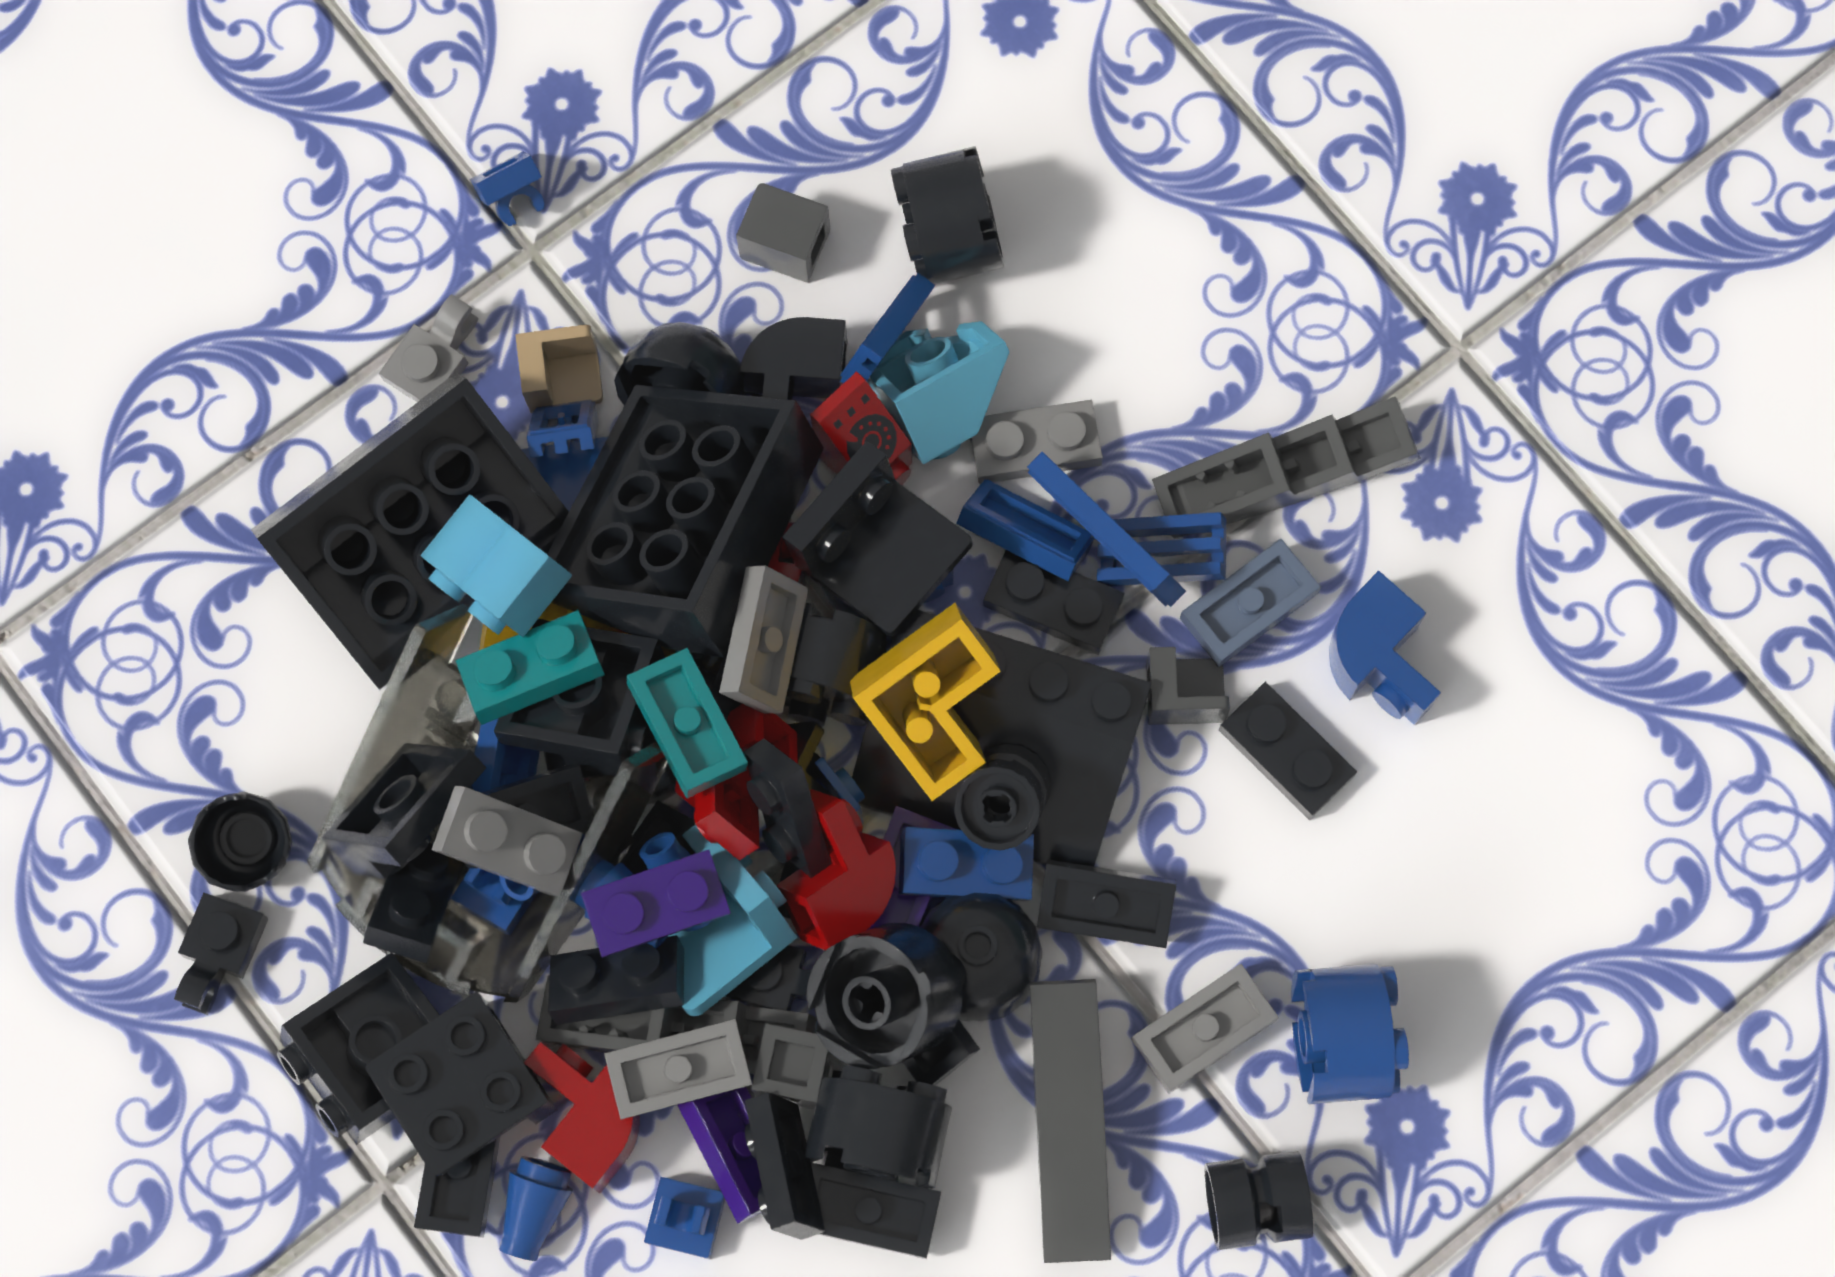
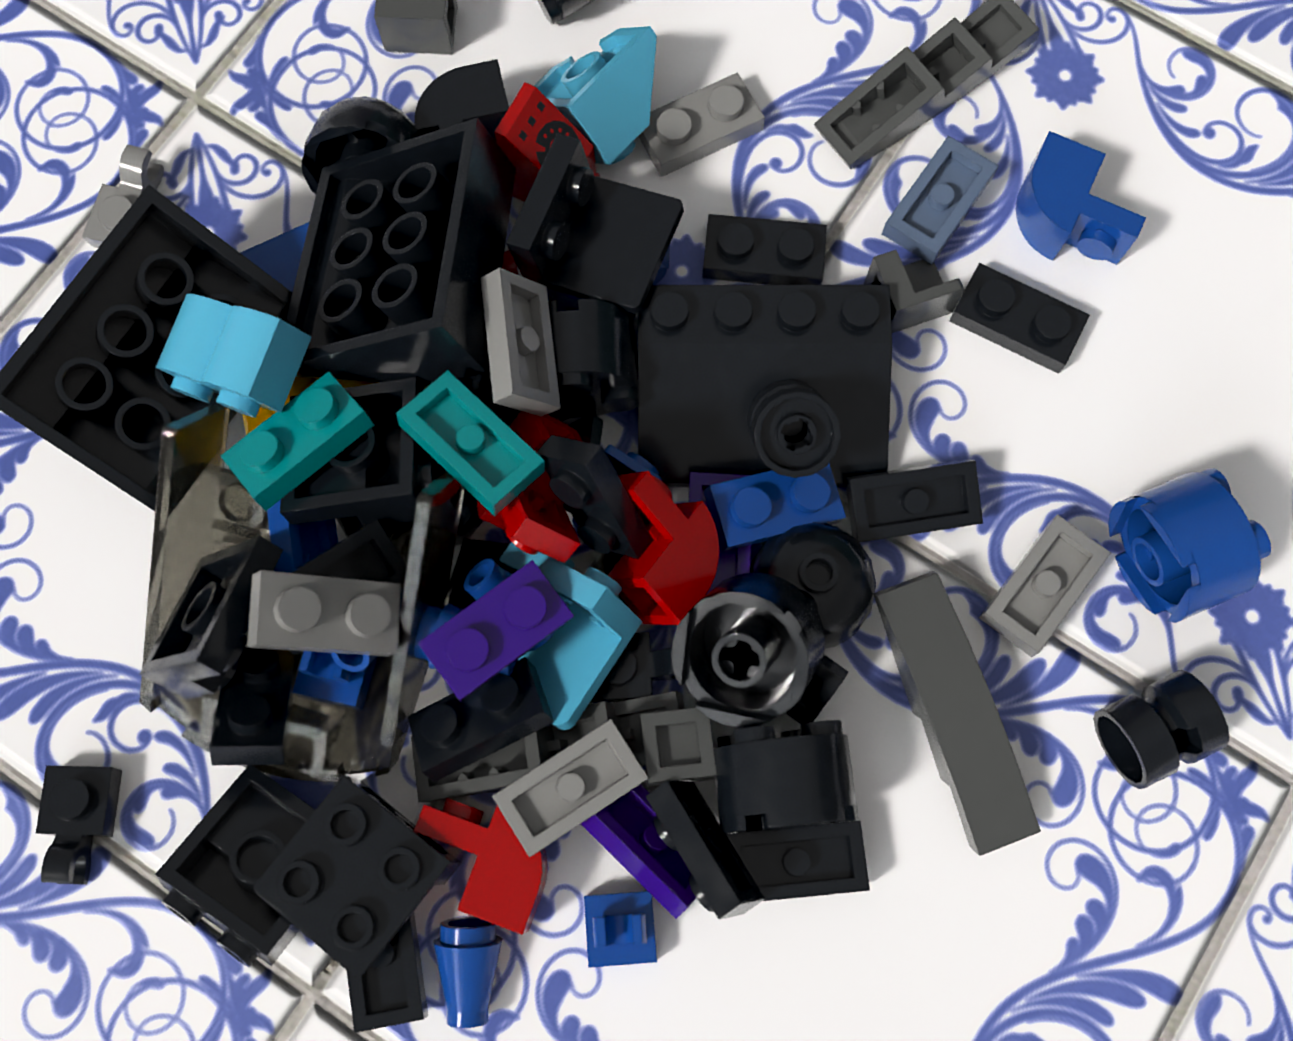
camera: 20 degrees left, 0 degrees up
(240, 841) = (64, 705): black hair -> none
(506, 181) = (152, 37): blue tile -> none
(540, 432) = (265, 224): blue tile -> none
(559, 366) = (248, 181): tan panel -> none
(889, 328) = (540, 49): blue tile -> none
(913, 696) = (681, 349): yellow brick -> none
(1025, 529) = (723, 195): blue tile -> none
(1105, 530) = (796, 169): blue tile -> none
(1172, 525) = (840, 157): blue tile -> none

